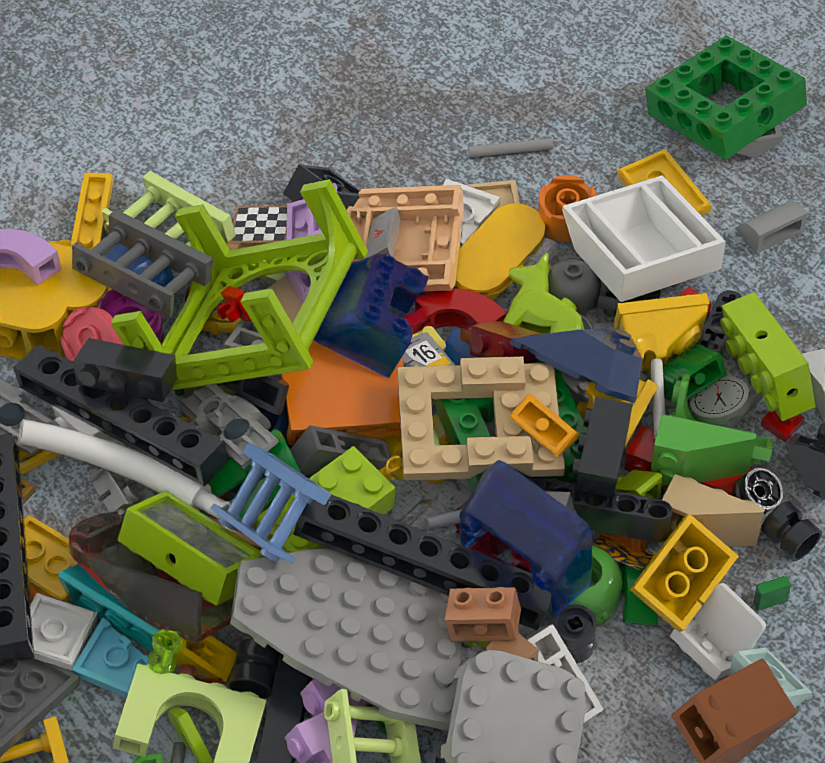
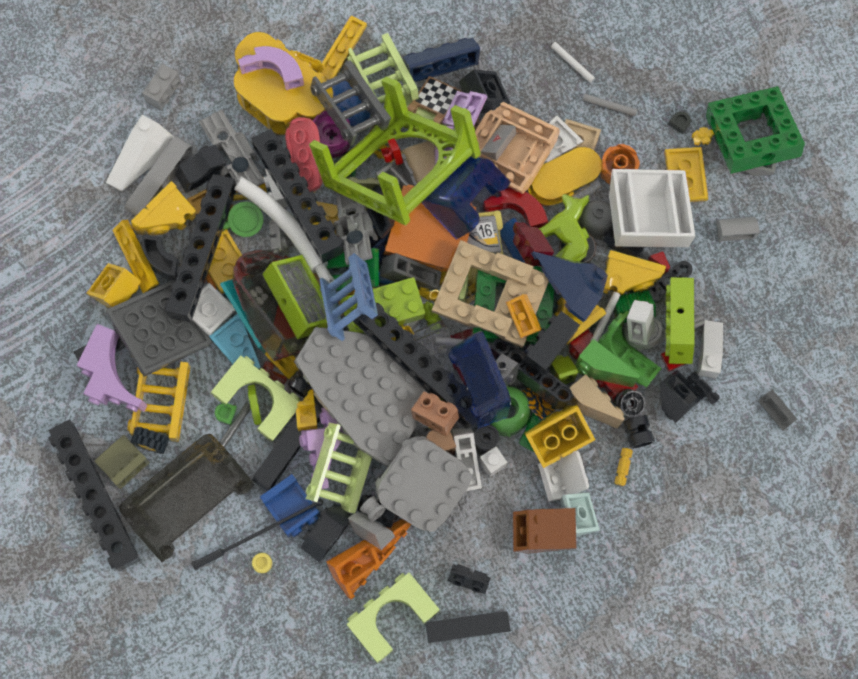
camera: 20 degrees right, 20 degrees up
(51, 488) = (245, 219): none -> bright green piece
(125, 369) = (308, 172): black brick -> none
(166, 653) = (256, 361): clear neon green bush -> none
(250, 173) = (442, 59): none -> dark blue slope
(279, 707) = (306, 413): none -> yellow slope
(403, 498) = (430, 317): none -> lime axle
(430, 117) = (570, 60): none -> white bar
(601, 661) = (493, 461): none -> white brick
(618, 132) = (680, 121): none -> pearl dark grey tile
(659, 135) = (702, 136): none -> yellow plant
(713, 379) = (640, 322): none -> white brick
(772, 593) = (608, 463): green tile -> none
(798, 593) = (623, 466): none -> yellow axle

